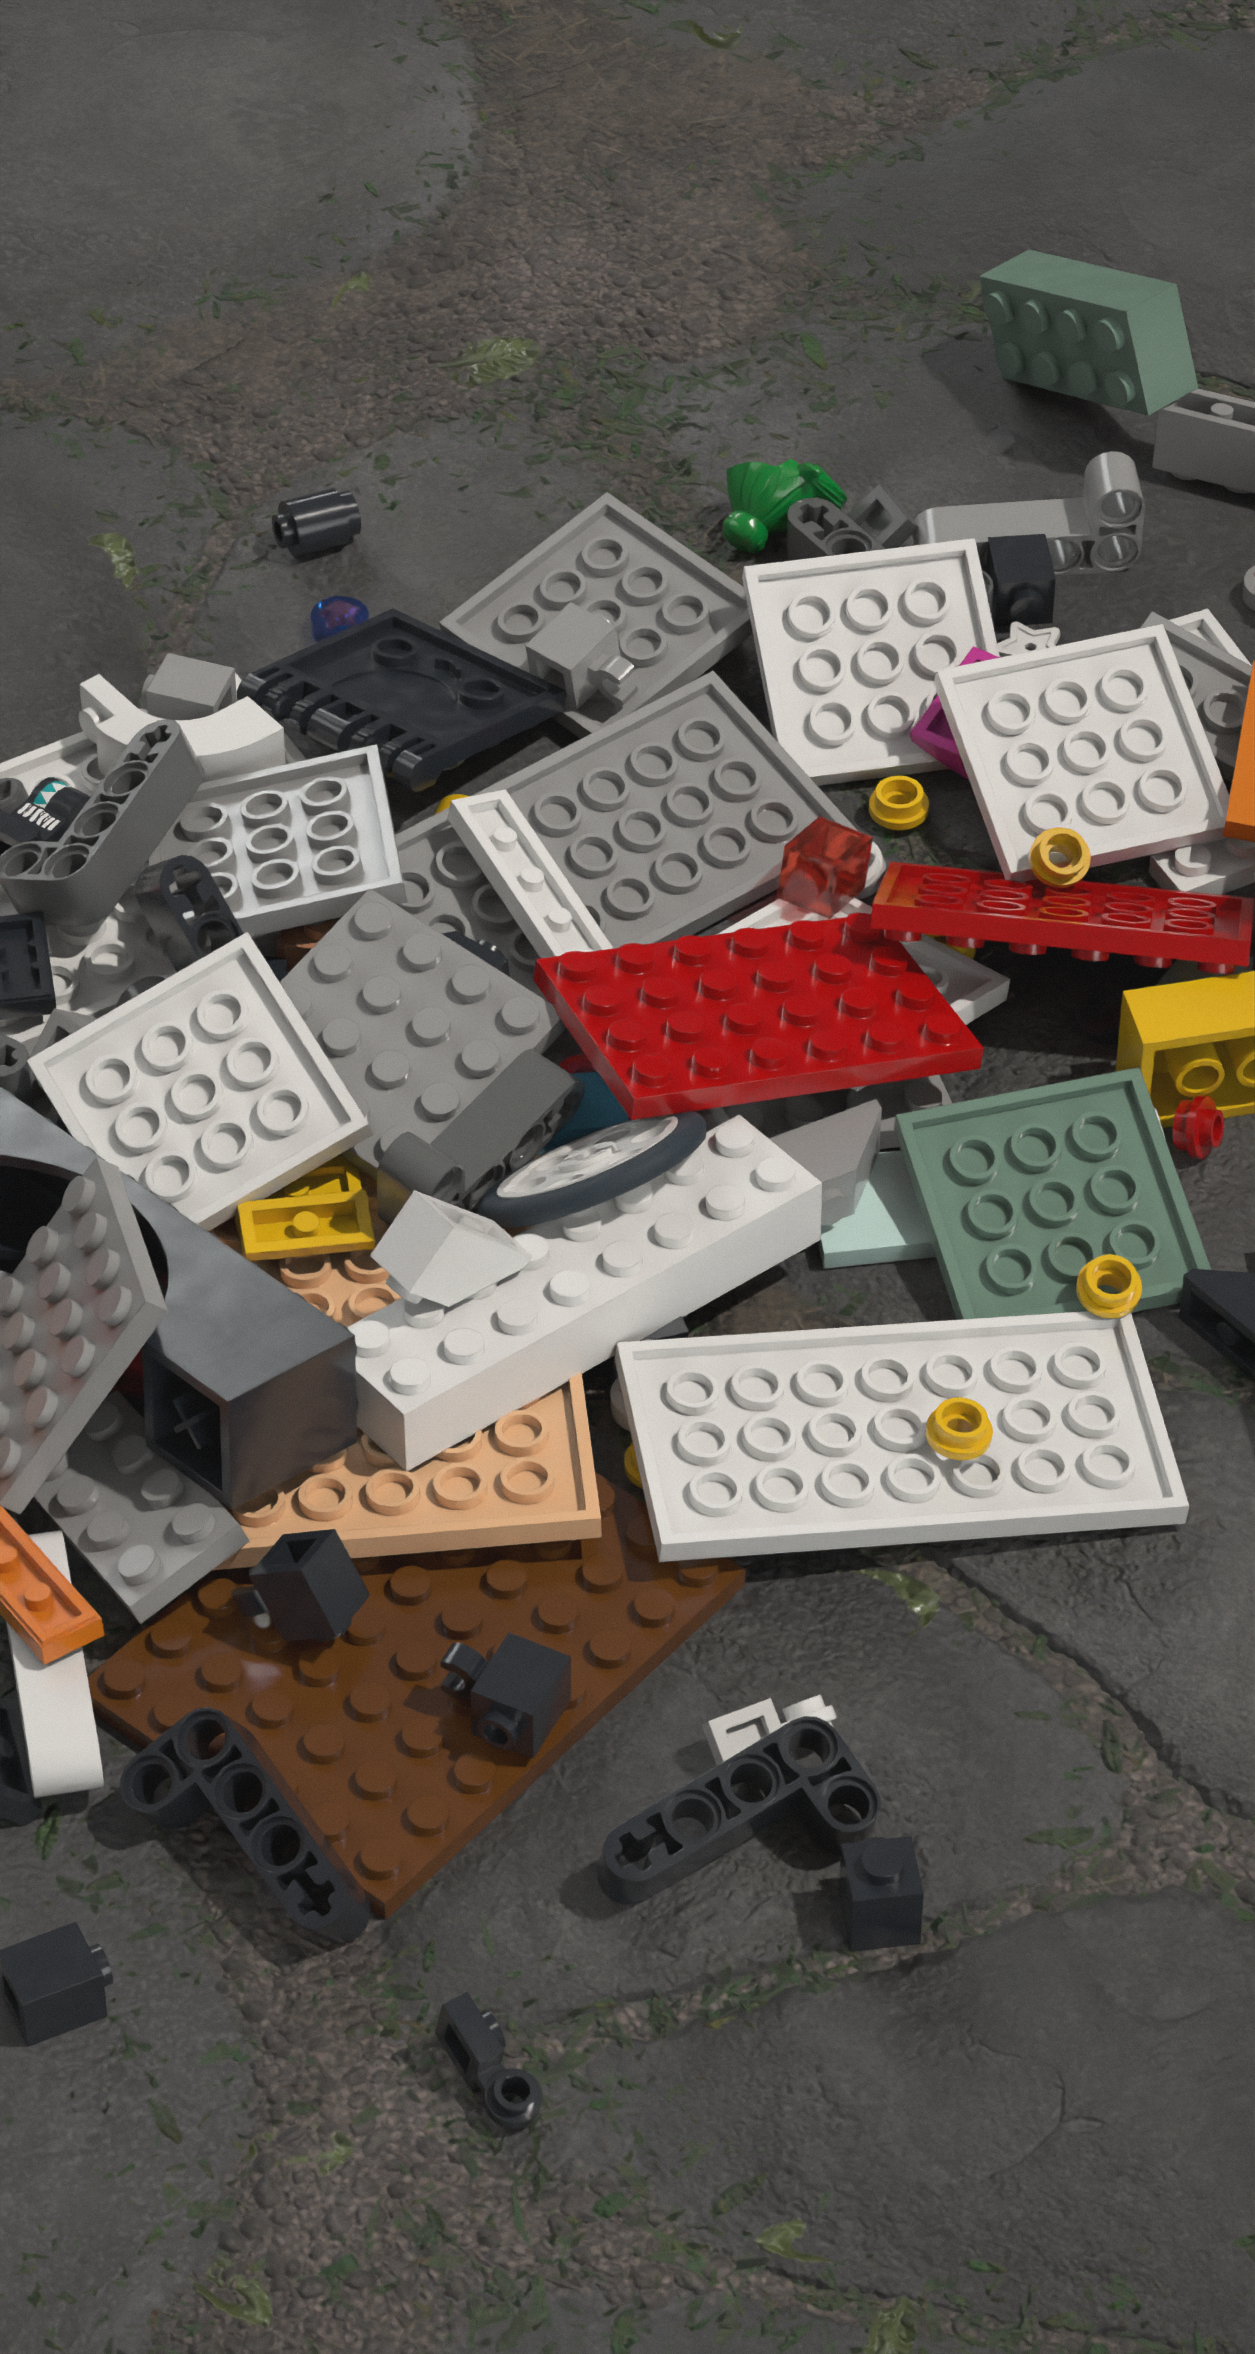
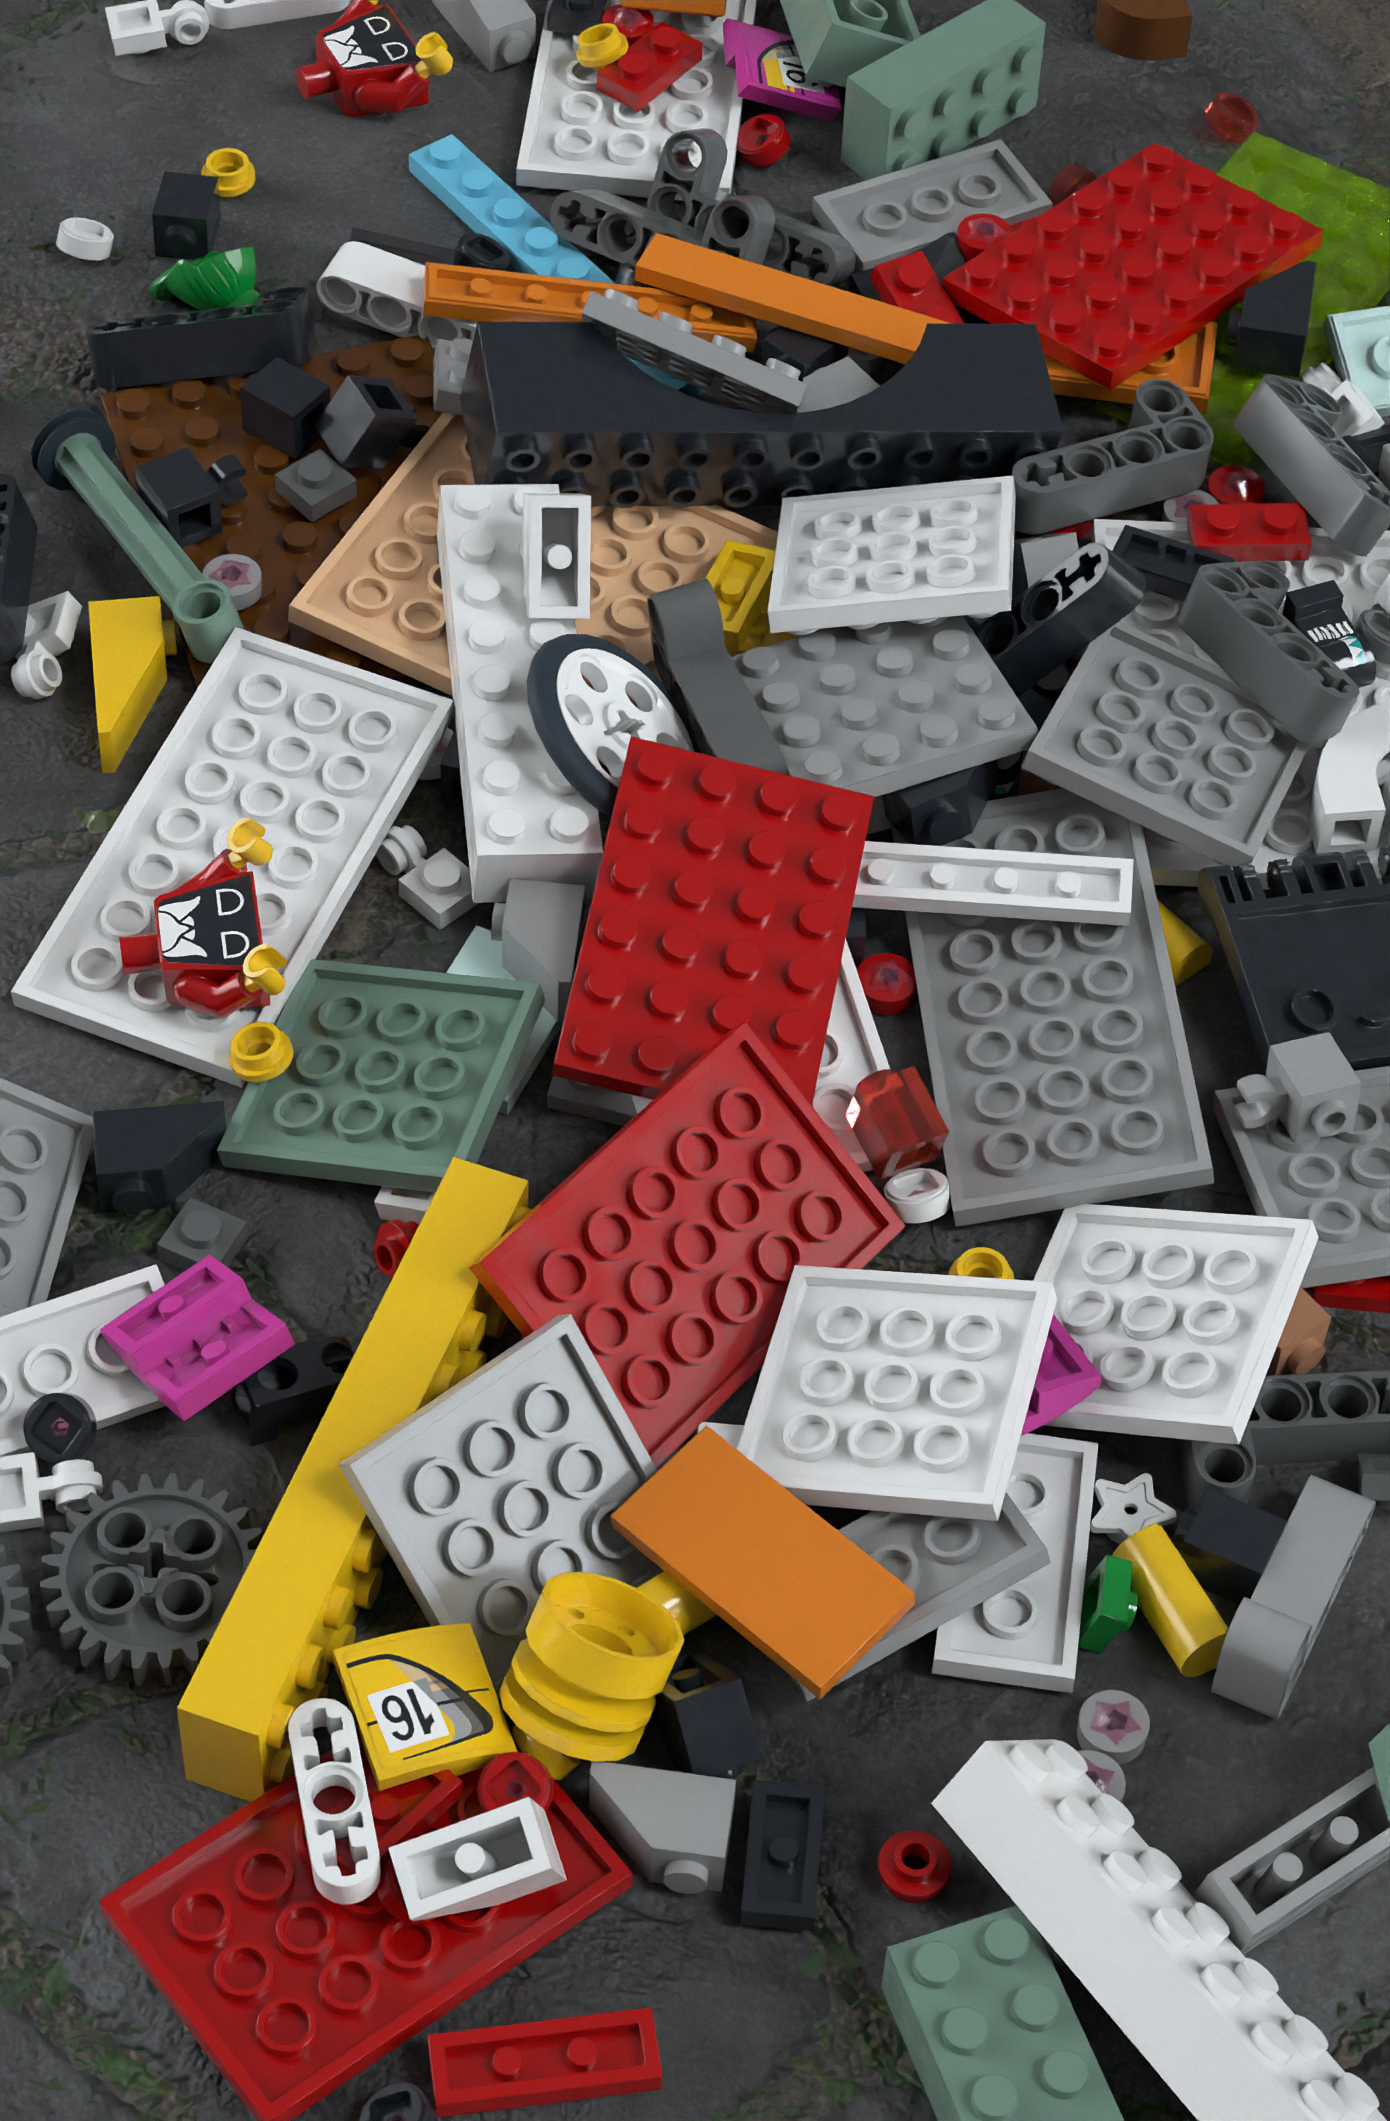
camera: 120 degrees right, 5 degrees up
(146, 1896) = (210, 281): none -> green hair
(150, 2065) = (85, 239): none -> white tile
(318, 1684) = (283, 406): none -> black brick
(396, 1623) = (316, 485): none -> dark grey plate
(509, 1839) = (77, 455): none -> sand green piece
(582, 1612) = (240, 575): none -> light grey tile
(755, 1647) = (128, 668): none -> yellow slope
(793, 1304) = (434, 886): none -> white plate
(959, 1429) = (181, 844): yellow plate -> none
(1043, 1349) = (212, 934): none -> torso
(1069, 844) = (772, 1292): yellow plate -> none
(1093, 589) = (1173, 1601): none -> yellow brick
(1128, 609) = (1107, 1604): none -> green plate
(1214, 590) = (1113, 1725): none -> light grey tile

